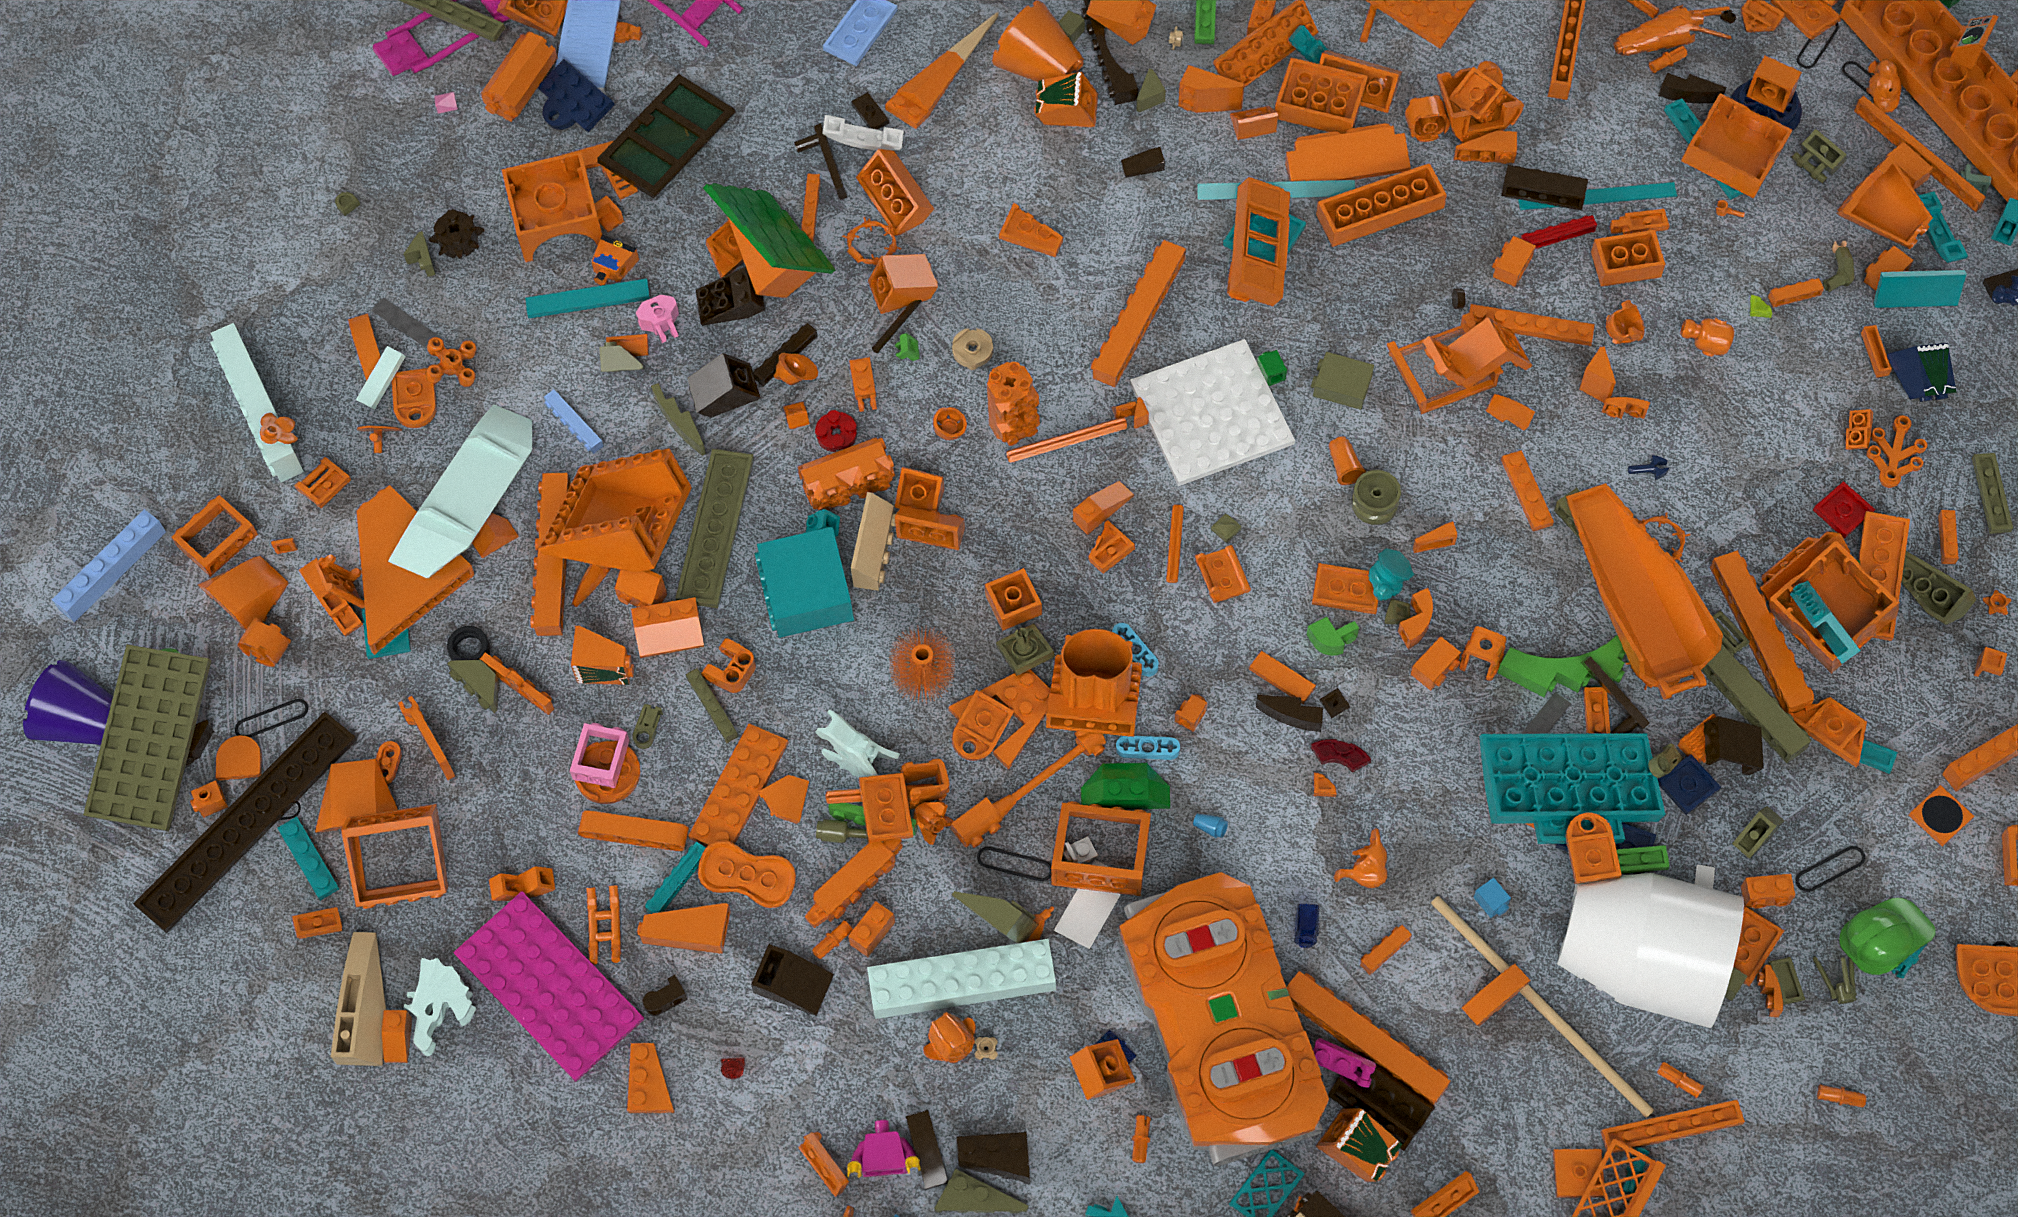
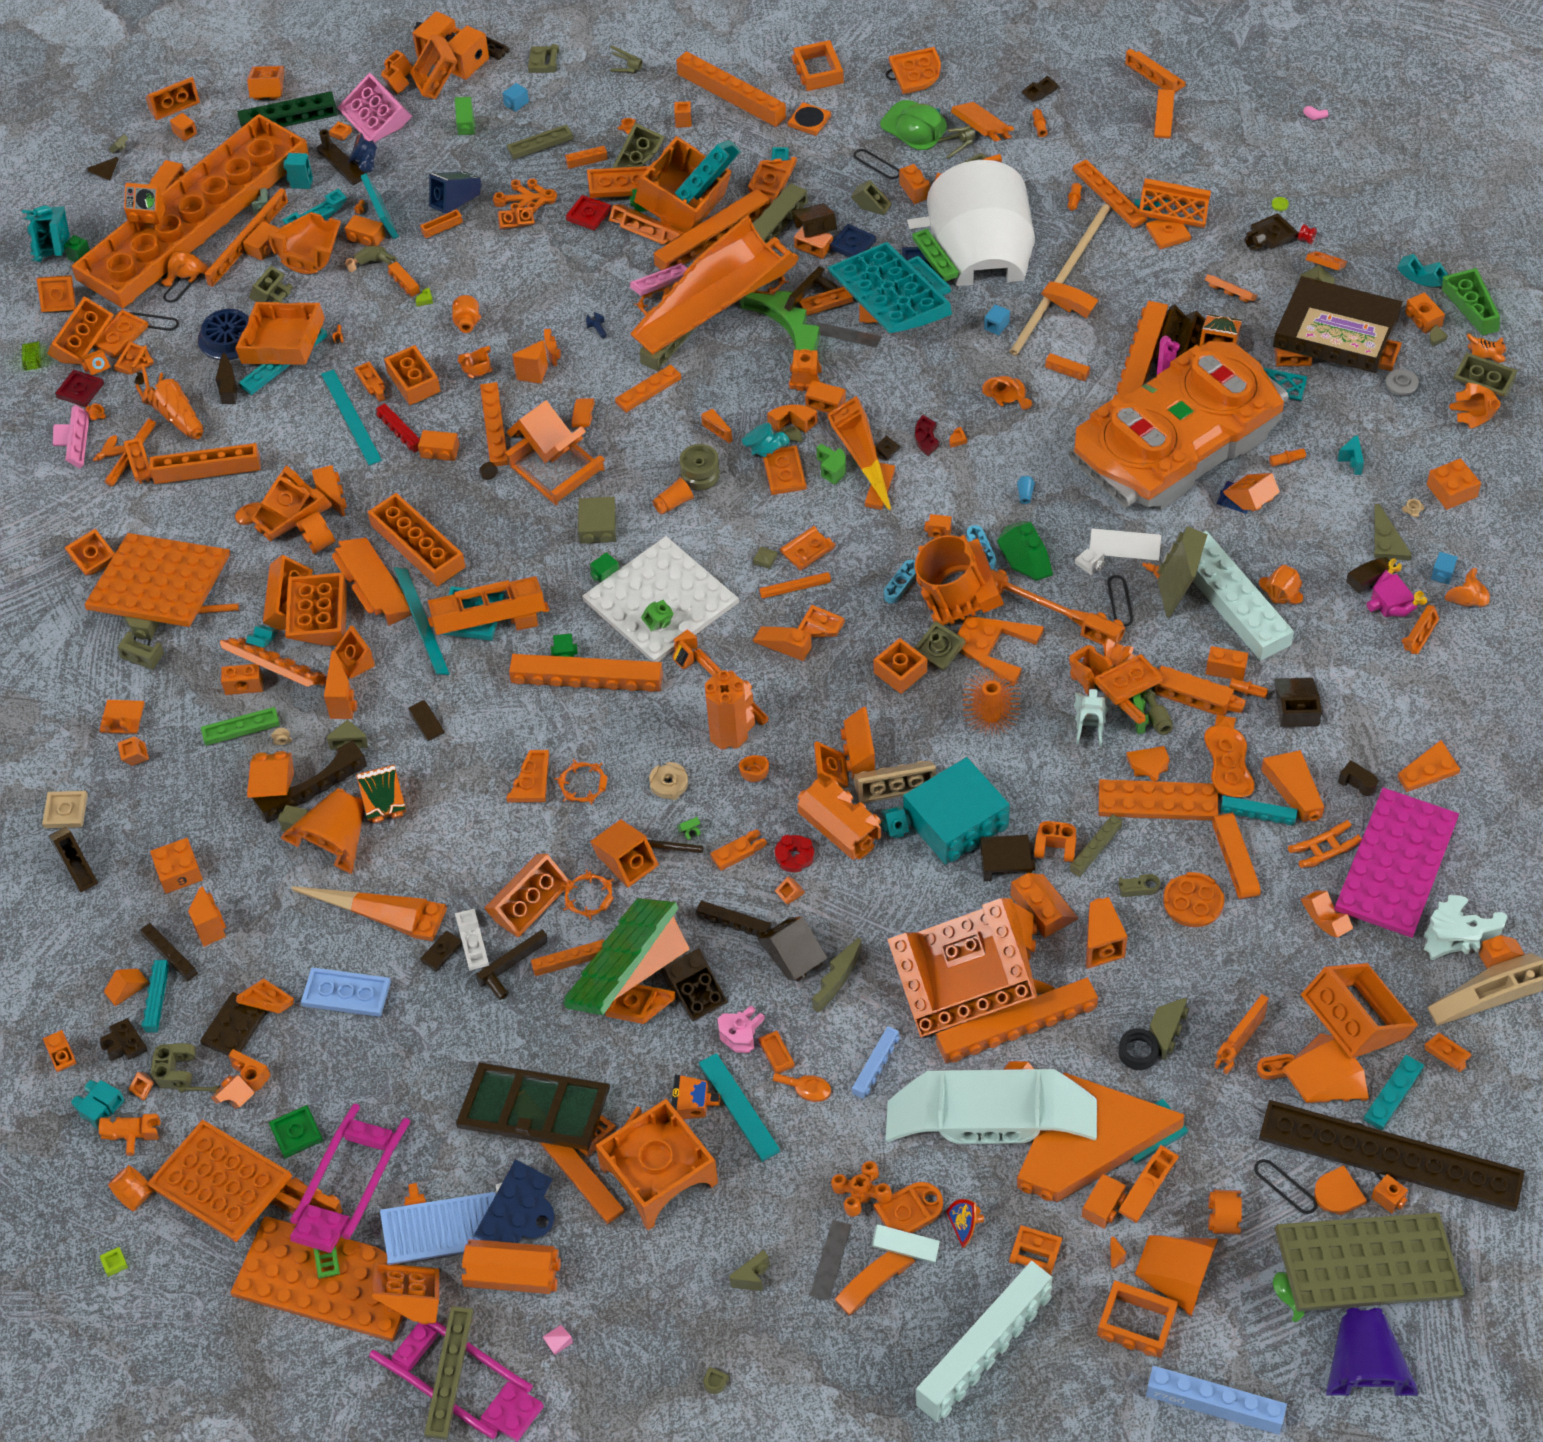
camera: 110 degrees left, 10 degrees down
(277, 429) = (1016, 1283): orange plate -> none
(333, 544) = (1104, 1201): none -> orange brick
(339, 580) = (1137, 1169): orange piece -> none
(456, 234) = (721, 1238): dark brown brick -> none
(517, 683) = (1153, 987): orange hinge -> none
(580, 360) = (807, 1087): none -> orange piece
(596, 775) = (1187, 914): bright pink window -> none
(617, 358) = (799, 1046): slope -> none
(715, 527) = (925, 905): olive plate -> none
(732, 1067) = (1384, 715): clear red plate -> none
(733, 613) = (1006, 855): none -> dark brown panel
(795, 368) = (749, 900): orange piece -> none
(801, 898) = (1222, 720): none -> orange slope
(980, 725) = (1022, 653): orange plate -> none
(986, 1042) = (1273, 564): tan plate -> none
(996, 1154) = (1351, 530): dark brown wedge -> none
(997, 290) = (590, 797): none -> orange piece
(1100, 877) = (1097, 566): orange windscreen -> none
(1168, 382) = (657, 615): none -> bright green brick
(1178, 301) = (564, 646): none -> green brick
(1290, 712) = (908, 467): dark brown slope -> none
(1307, 925) = (1078, 405): clear blue brick -> none
(1370, 673) = (854, 430): none -> orange plate
(1544, 187) = (358, 444): dark brown brick -> none
(1592, 851) = (942, 260): orange plate -> none
(1666, 760) = (843, 253): olive piece -> none
(1668, 59) = (199, 402): orange axle -> none
(1693, 549) = (658, 280): none -> bright pink tile
(1774, 84) = (218, 314): orange brick -> none
(1864, 1020) = (982, 120): none -> orange tile
(1909, 1126) = (1040, 90): none -> dark brown slope

